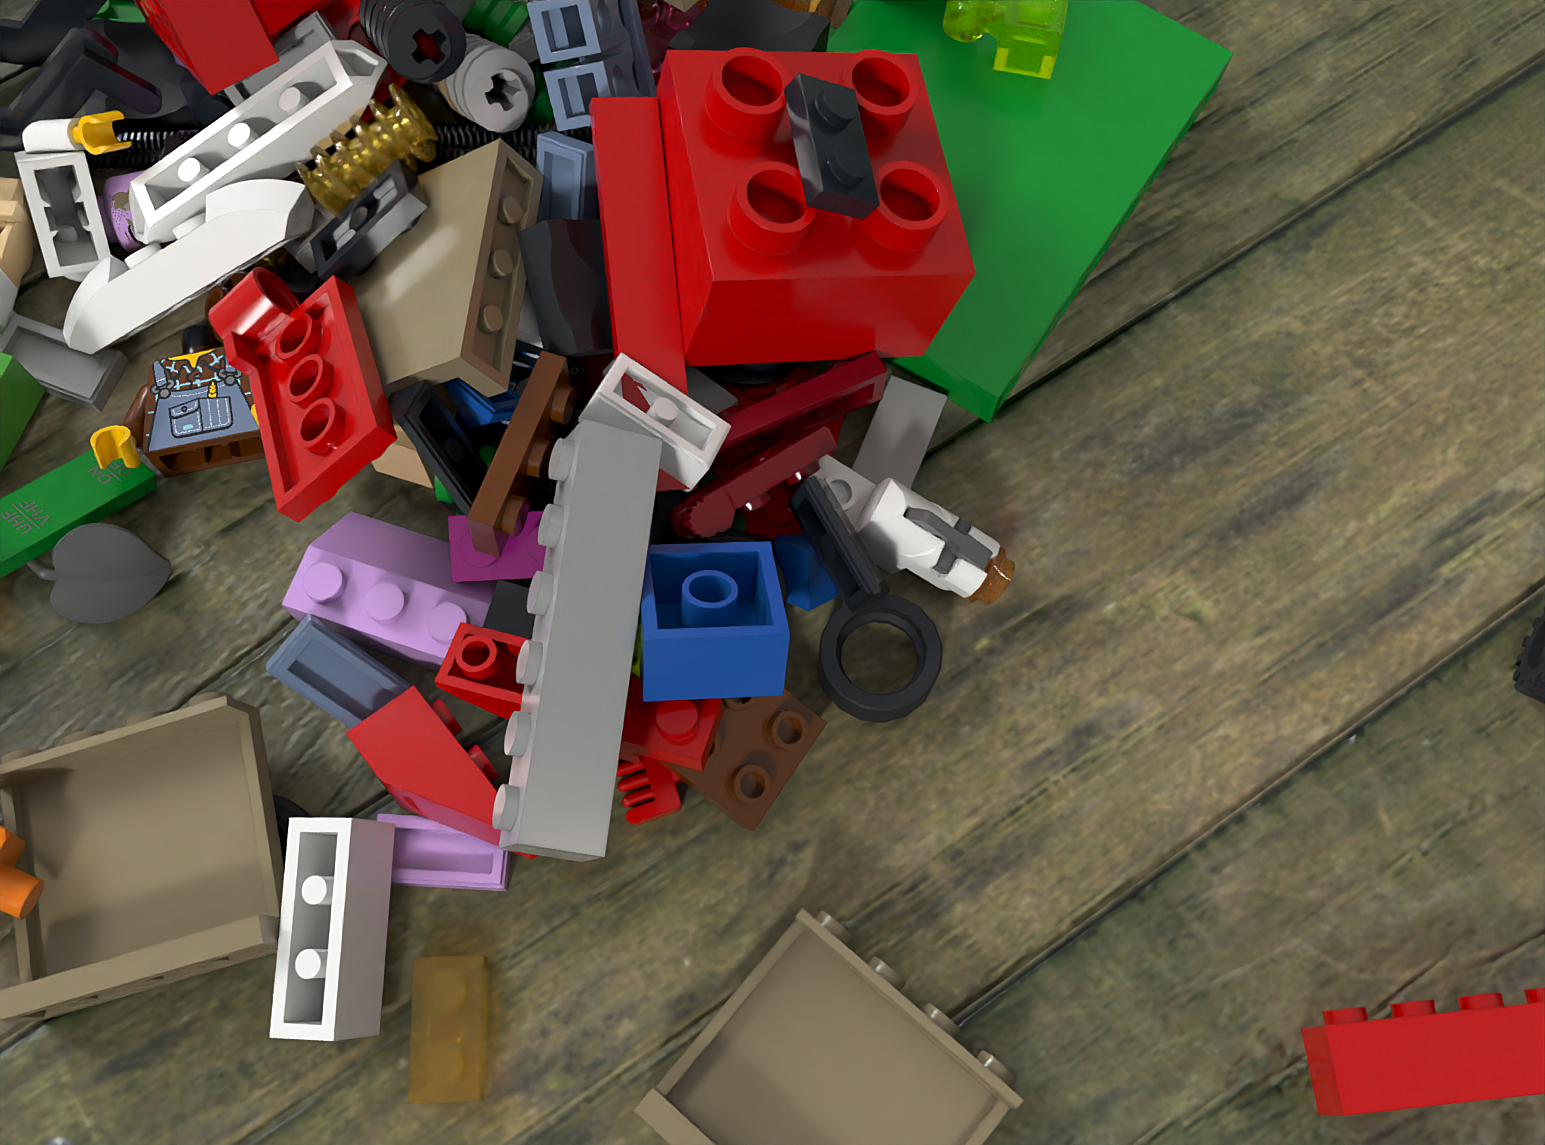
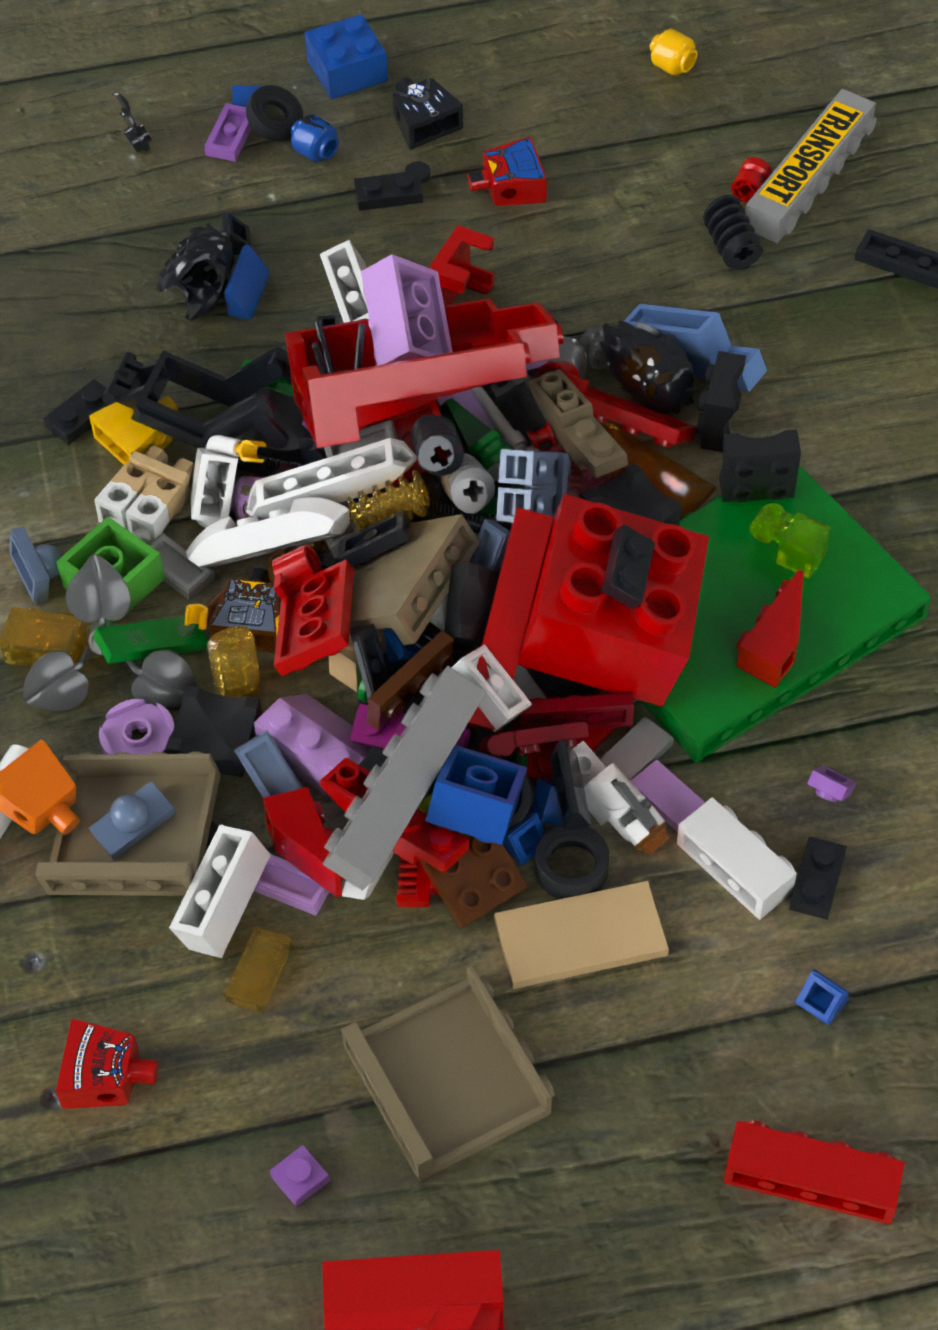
camera: 25 degrees right, 15 degrees down
(70, 648) = (134, 715): none -> lavender plate
(133, 851) = (132, 819): none -> sand blue tile
(210, 506) = (234, 662): none -> clear yellow piece
(216, 631) = (215, 727): none -> black brick
(803, 641) = (523, 839): none -> blue slope
(936, 774) = (580, 934): none -> tan tile
(981, 494) = (667, 793): none -> lavender tile
(1057, 182) = (773, 642): none -> red slope
(1125, 563) = (736, 858): none -> white brick
(1208, 393) = (831, 784): none -> medium lavender plate
(1246, 549) = (818, 878): none -> black plate
(1338, 746) = (822, 997): none -> blue slope

